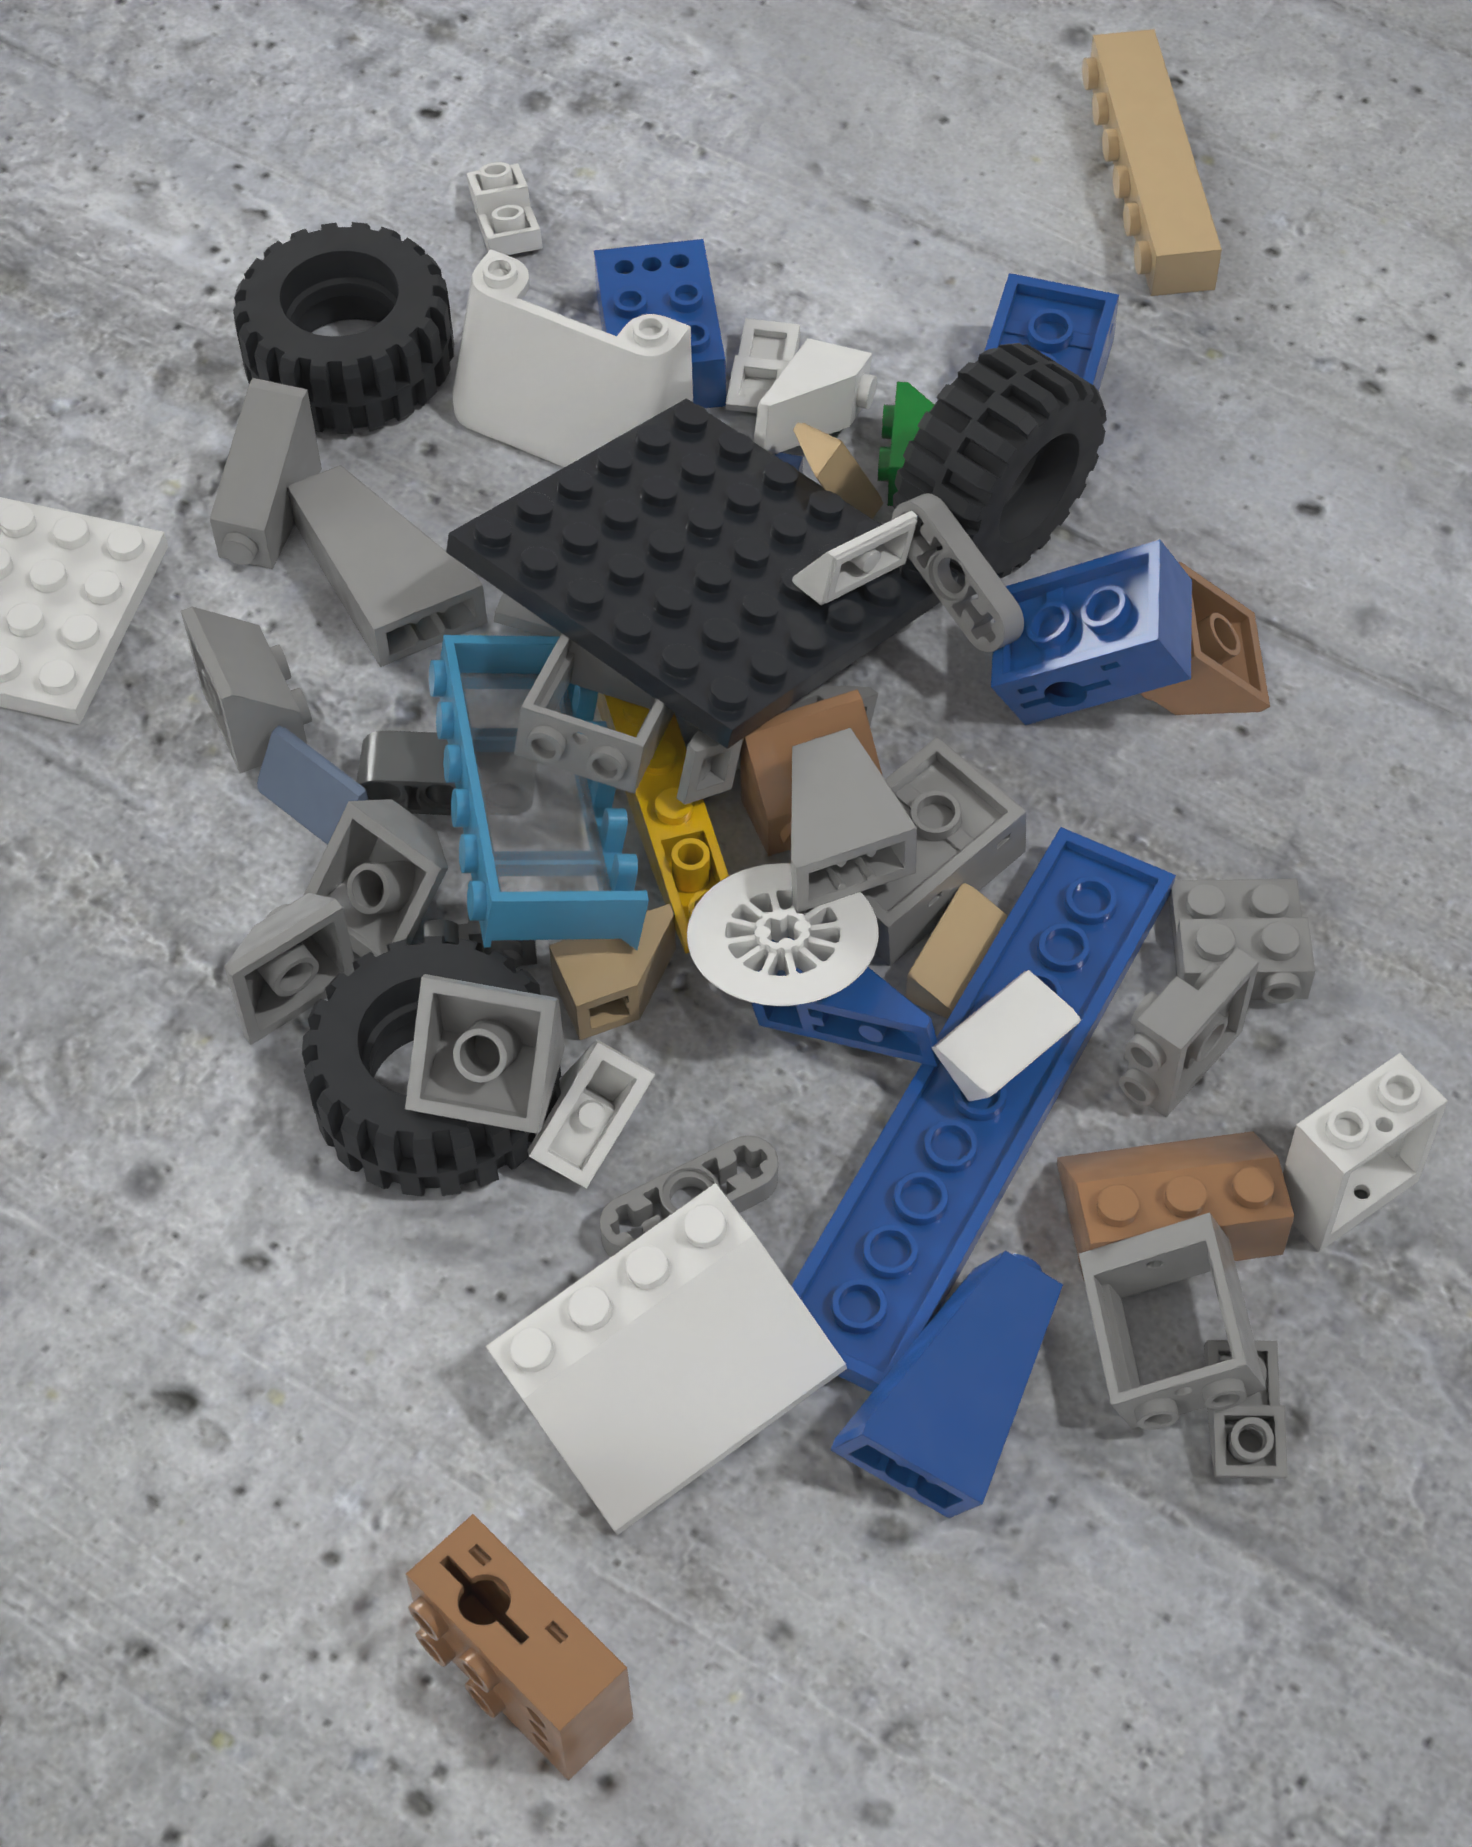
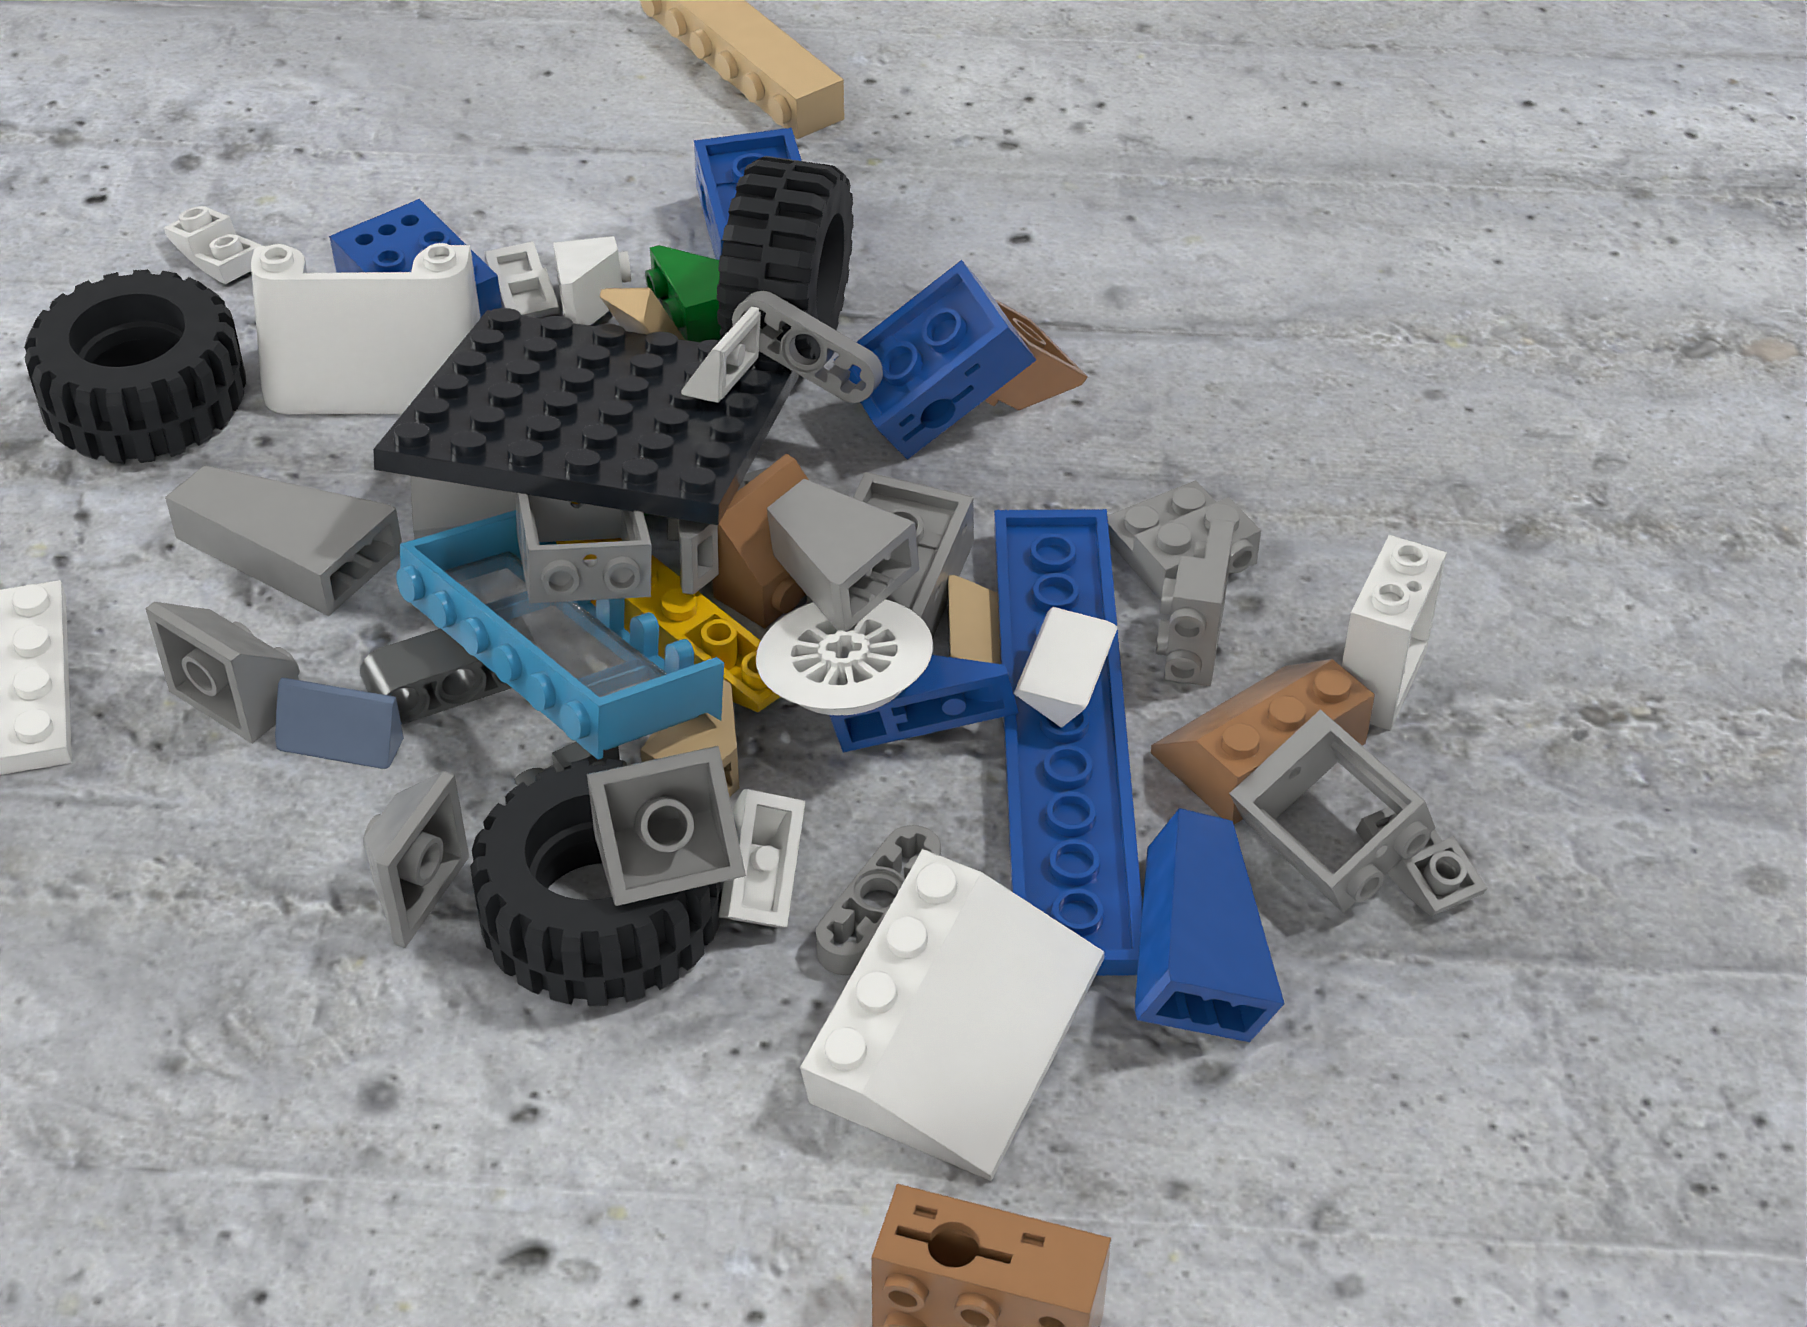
camera: 30 degrees left, 10 degrees down
(268, 452) = (134, 495): light grey slope -> none
(382, 873) = (456, 740): light grey slope -> none

